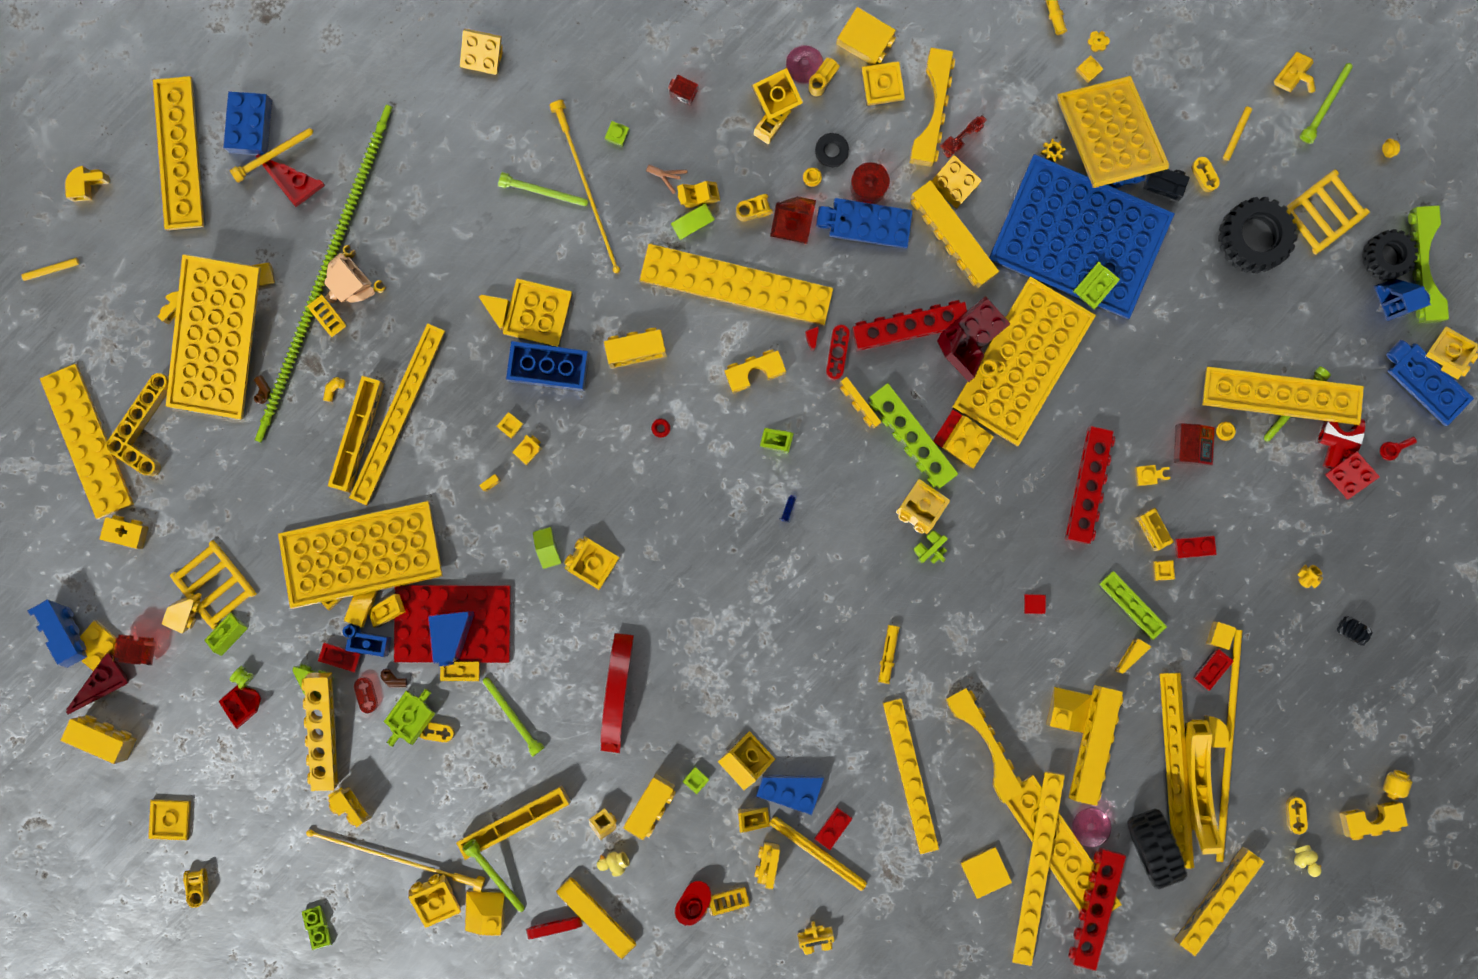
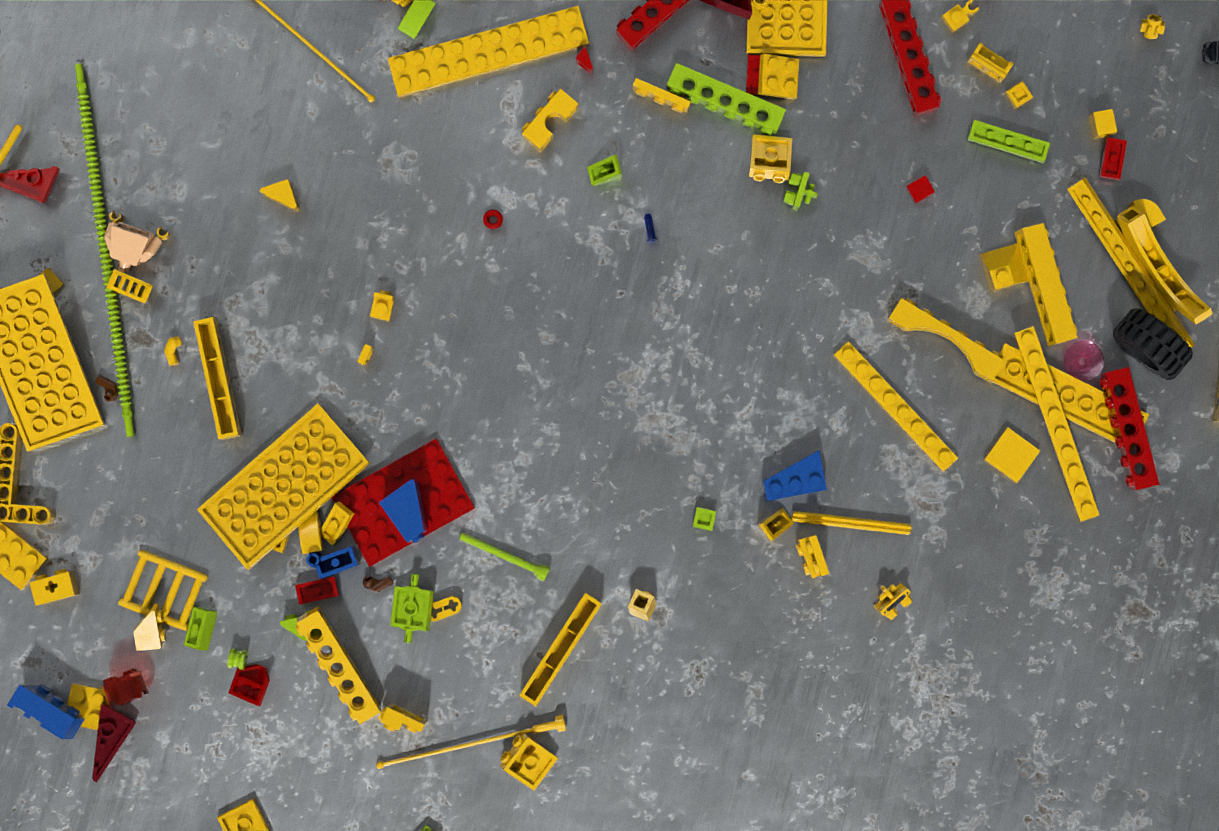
camera: 35 degrees left, 0 degrees up
(98, 739) = (138, 786): yellow brick -> none
(361, 696) = (357, 614): clear red beam -> none
(397, 414) = (245, 340): yellow plate -> none
(460, 672) = (435, 541): yellow plate -> none
(472, 849) = (537, 692): lime piece -> none
(485, 913) = (580, 746): yellow slope -> none
(506, 180) = (226, 72): lime piece -> none
(510, 425) = (354, 293): yellow plate -> none
(537, 313) = (321, 177): yellow plate -> none
(546, 548) = (450, 385): lime slope -> none
(547, 366) = (358, 219): blue brick -> none
(554, 927) = (651, 723): red beam -> none
(590, 562) = (497, 375): yellow plate -> none
(596, 917) = (684, 693): yellow beam -> none
(615, 862) = (672, 633): light yellow animal -> none
(616, 692) = (588, 480): red arch -> none
(635, 348) = (429, 158): yellow brick -> none
(650, 807) = (676, 565): yellow brick -> none
(693, 903) = (764, 630): red piece -> none
(745, 902) = (782, 624): yellow slope -> none
(746, 760) = (740, 475): yellow slope -> none
(833, 828) = (852, 492): red plate -> none
(840, 367) = (615, 46): red beam -> none
(888, 654) = (813, 305): yellow pin -> none
(1133, 653) = (1034, 180): yellow slope -> none
(1195, 547) = (1035, 58): red plate -> none
(1228, 751) = (1166, 223): yellow piece -> none

